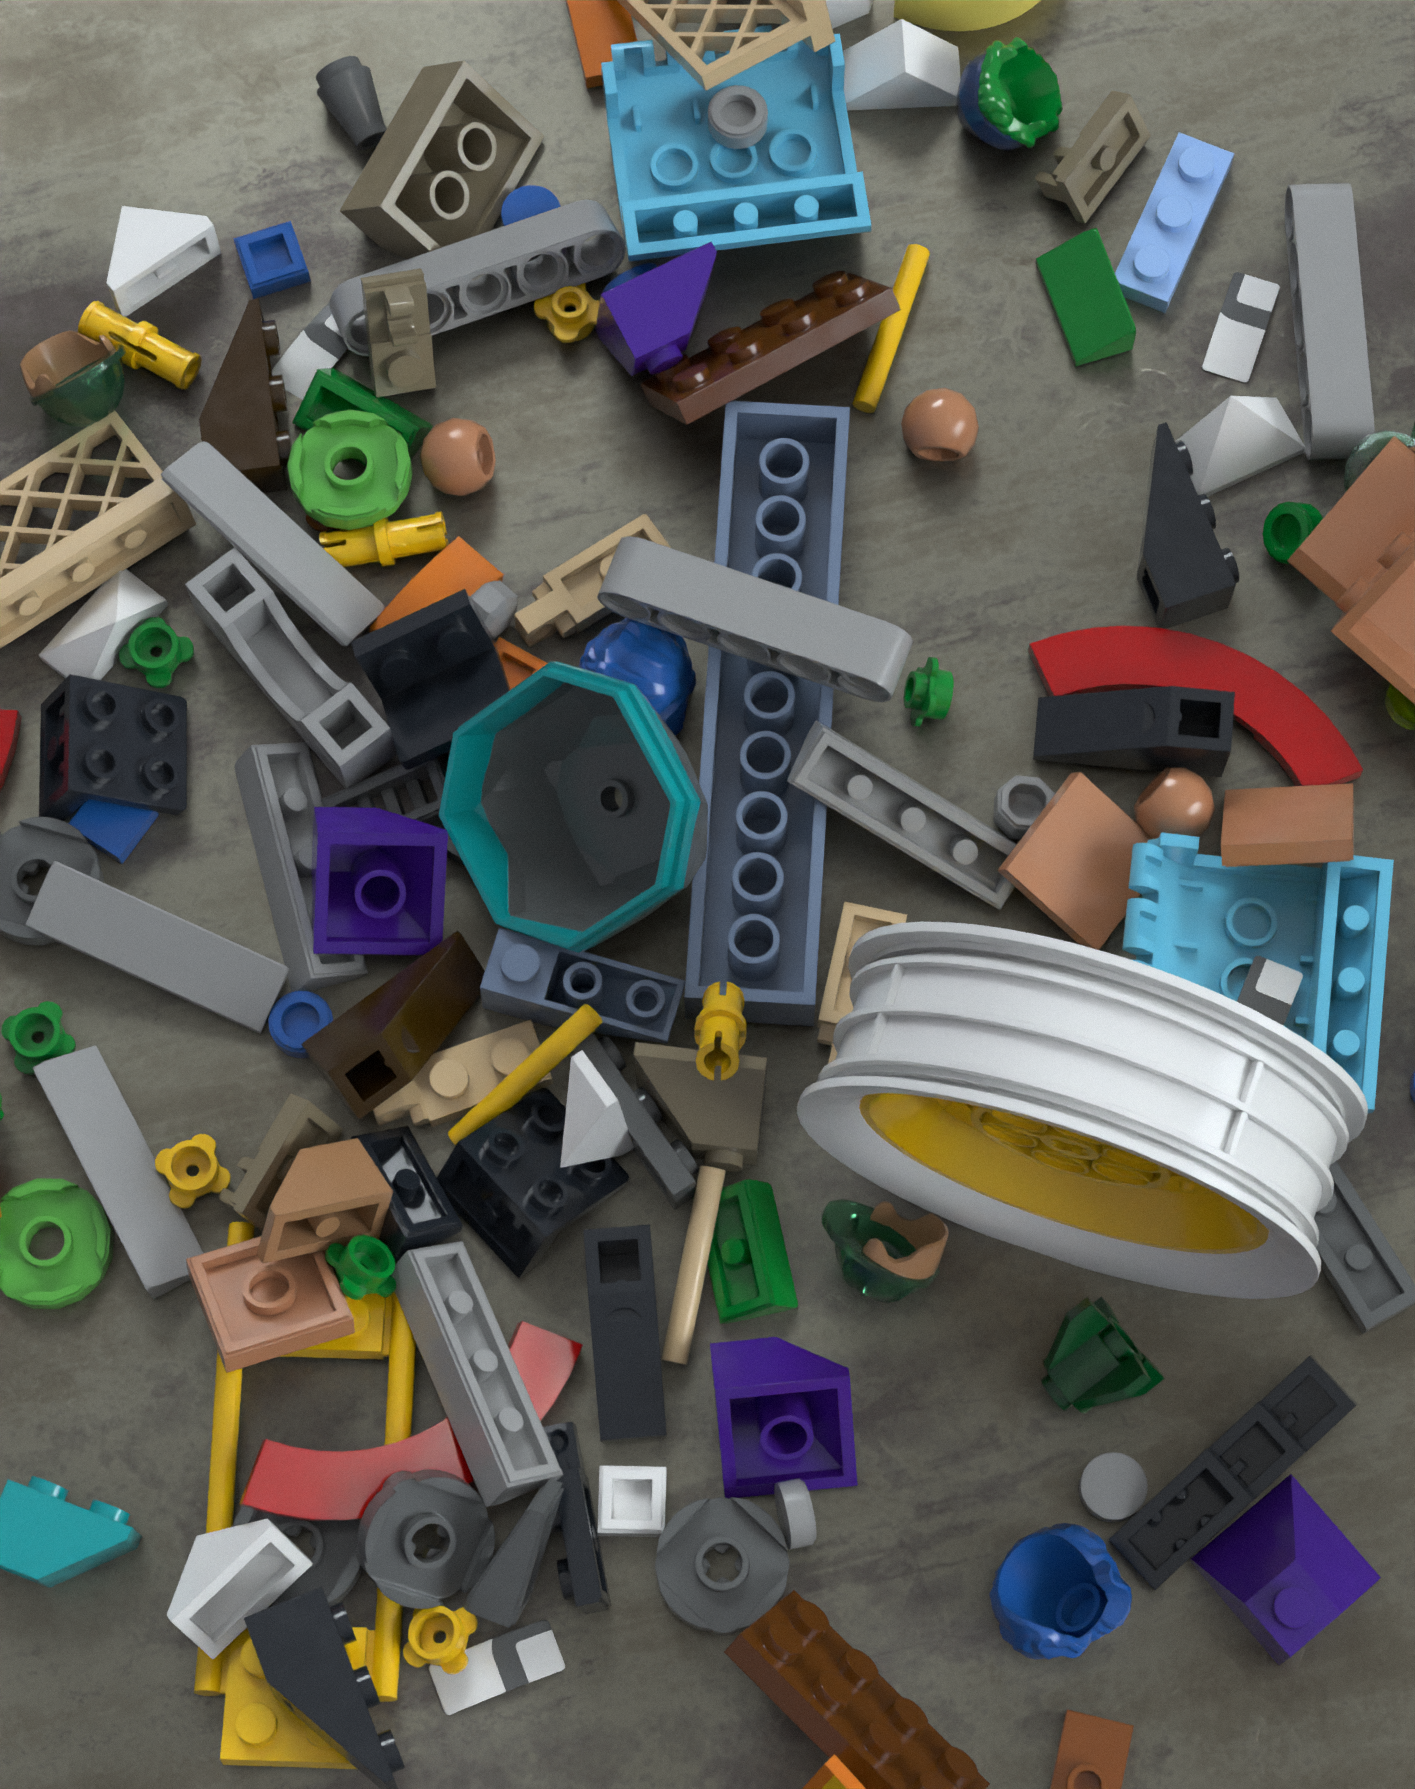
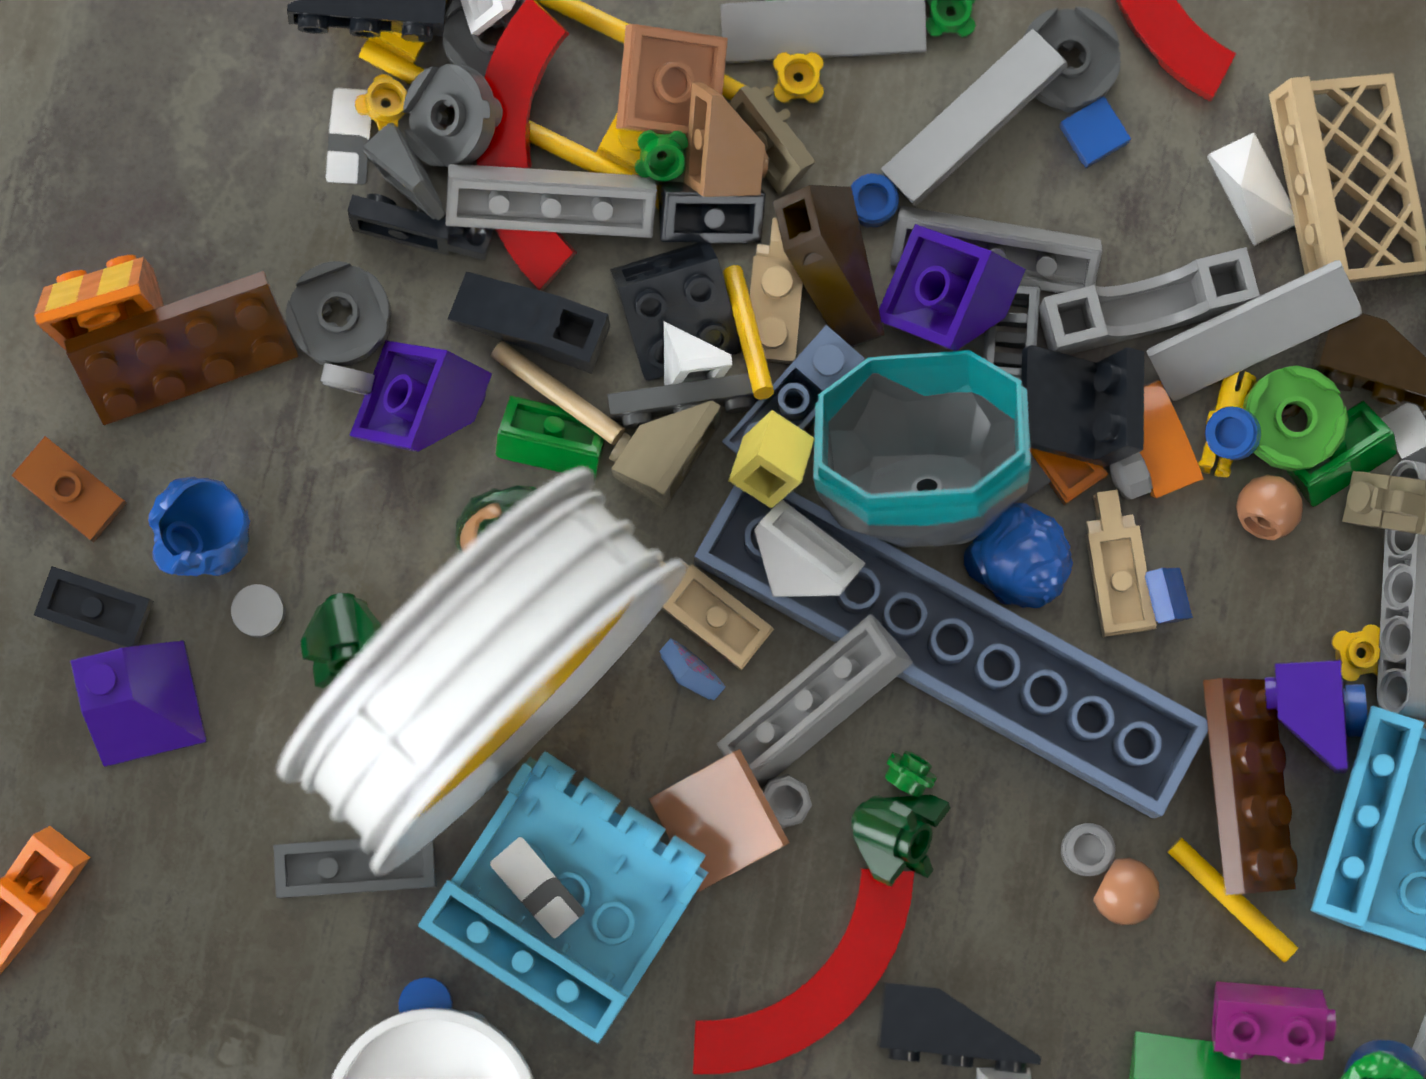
camera: 115 degrees right, 10 degrees up
(112, 748) = (1146, 152): black bracket -> none
(151, 635) = (1218, 203): green plate -> none
(398, 516) = (1233, 433): none -> blue tile
(604, 517) = (1168, 595): none -> tile
(632, 1501) = (415, 275): white tile -> none
(668, 959) = (771, 459): none -> light yellow brick
(720, 1031) = (696, 468): yellow pin -> none
(755, 619) = (1011, 651): light grey beam -> none
(758, 880) = (802, 556): none -> white slope
(913, 487) = (1088, 849): none -> light grey tile
(1000, 232) = (1271, 1022): none -> magenta brick
(1001, 676) = (895, 833): none -> dark green brick
(1138, 729) = (804, 911): black slope -> none
(1175, 804) = (729, 911): nougat piece -> none
(1210, 1679) = (93, 607): none -> black plate
(1232, 1472) = (225, 700): black slope -> none
(1288, 825) = (668, 984): nougat tile -> none

